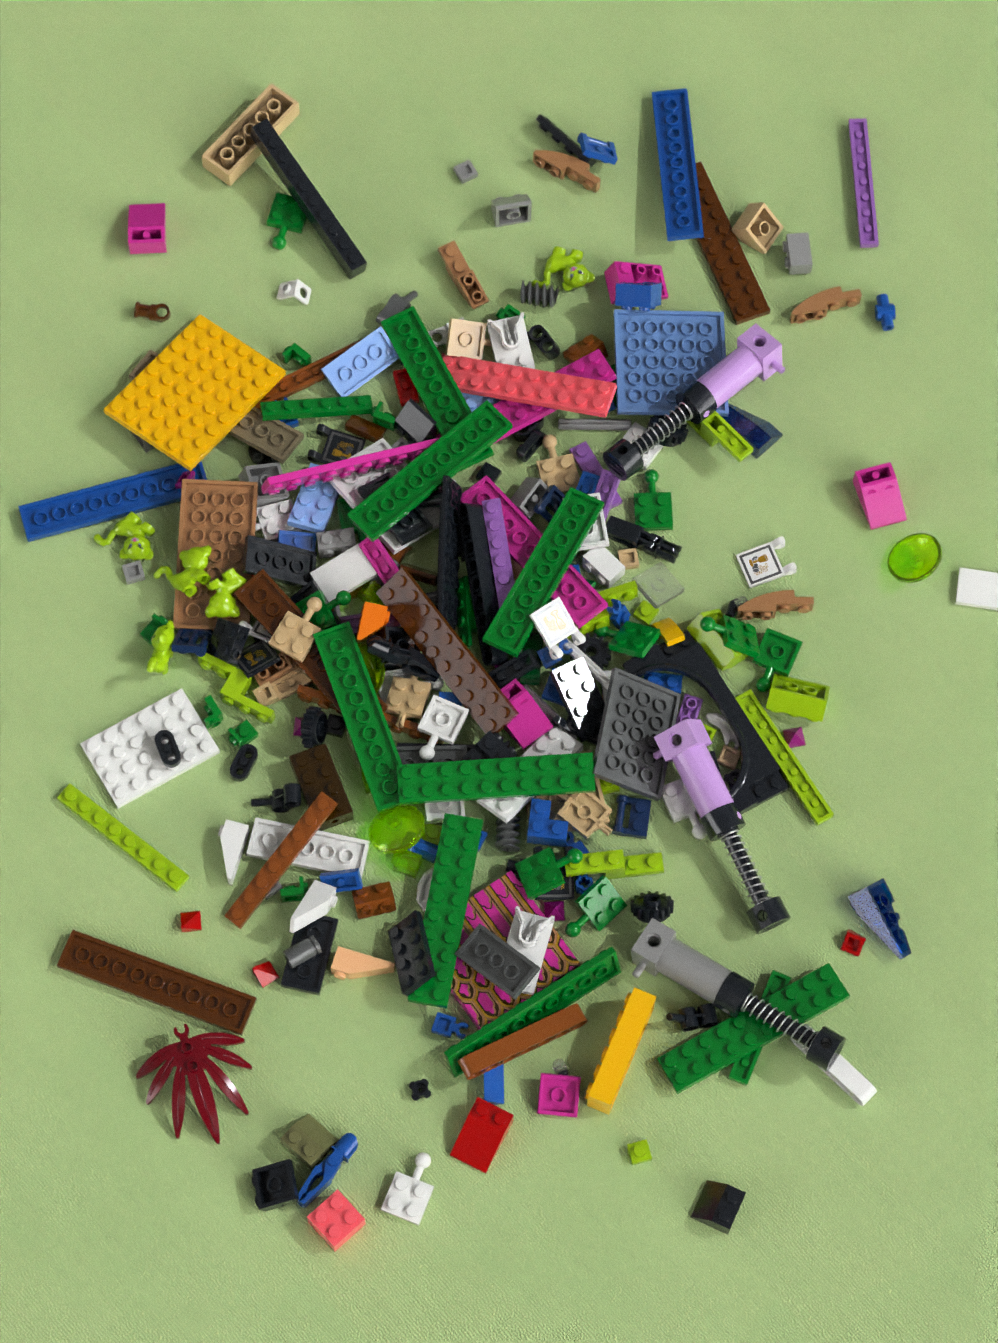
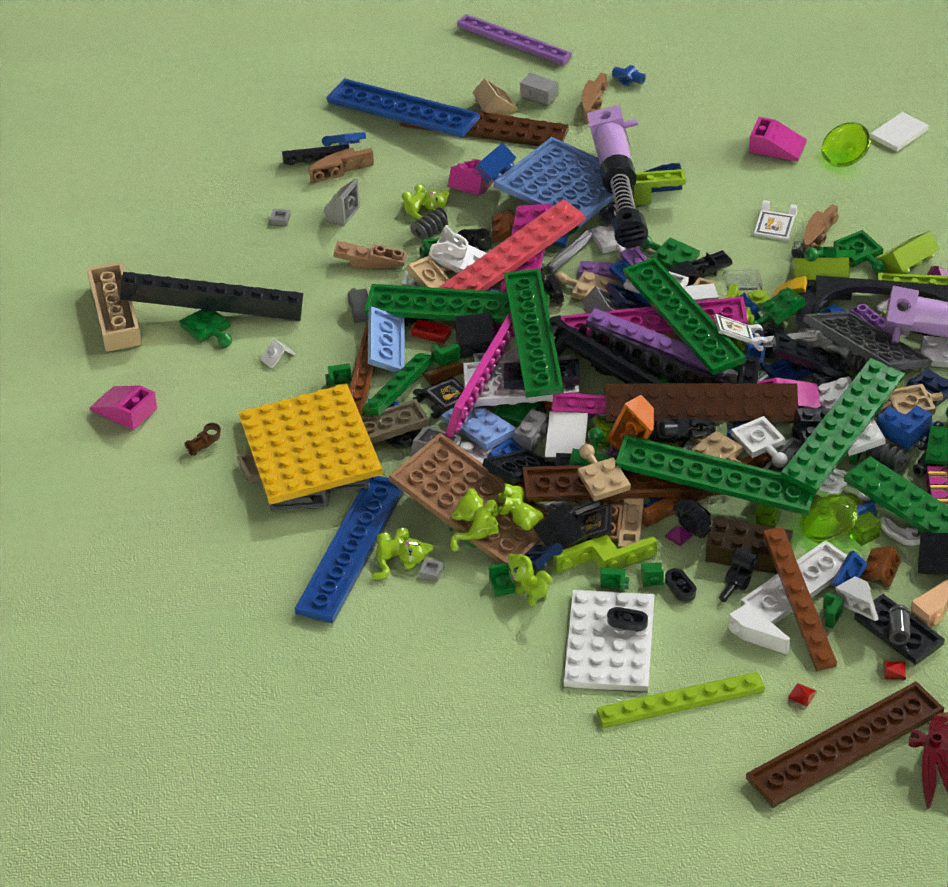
camera: 50 degrees left, 25 degrees down
(185, 475) = (383, 487): magenta slope -> none

